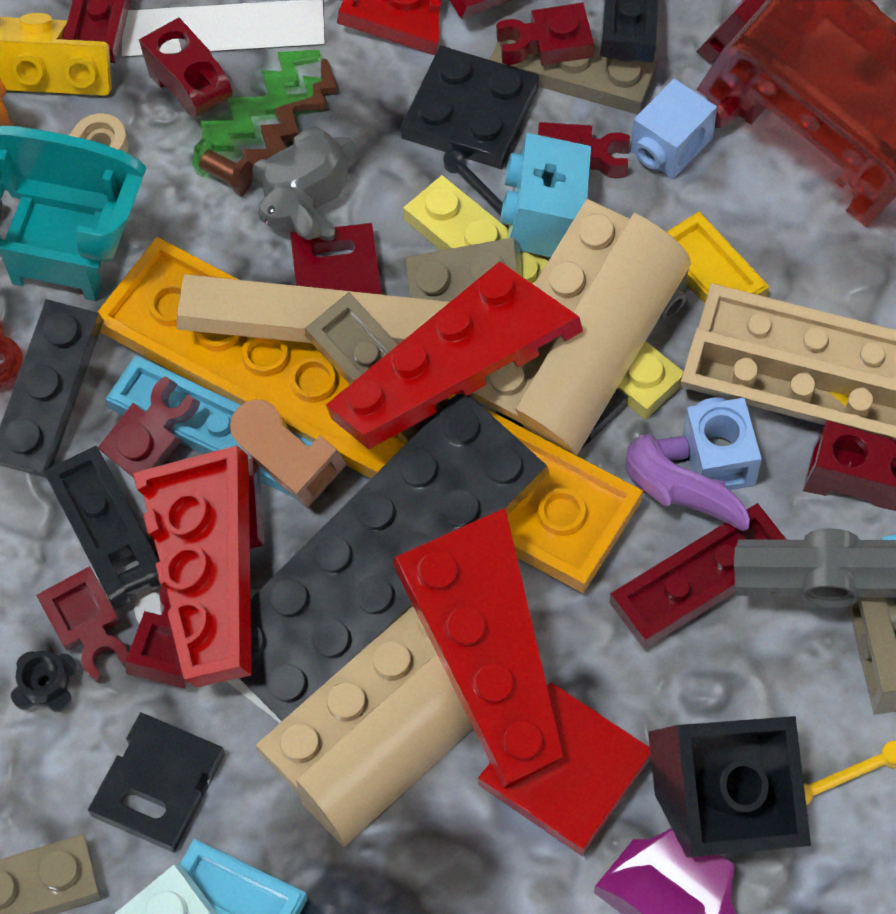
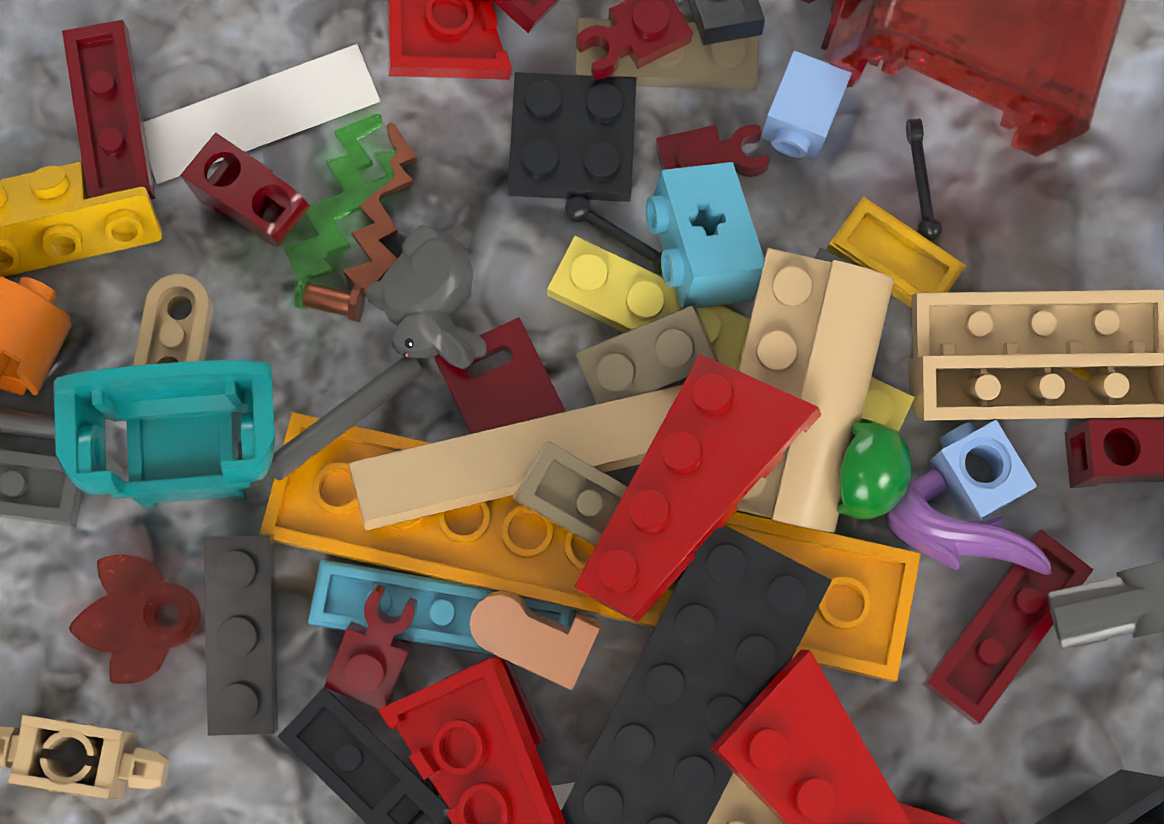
camera: 25 degrees left, 15 degrees up
(195, 248) = (344, 417): none -> dark grey bar
(618, 404) = (873, 471): none -> green hair
(749, 250) = (928, 226): none -> black hinge

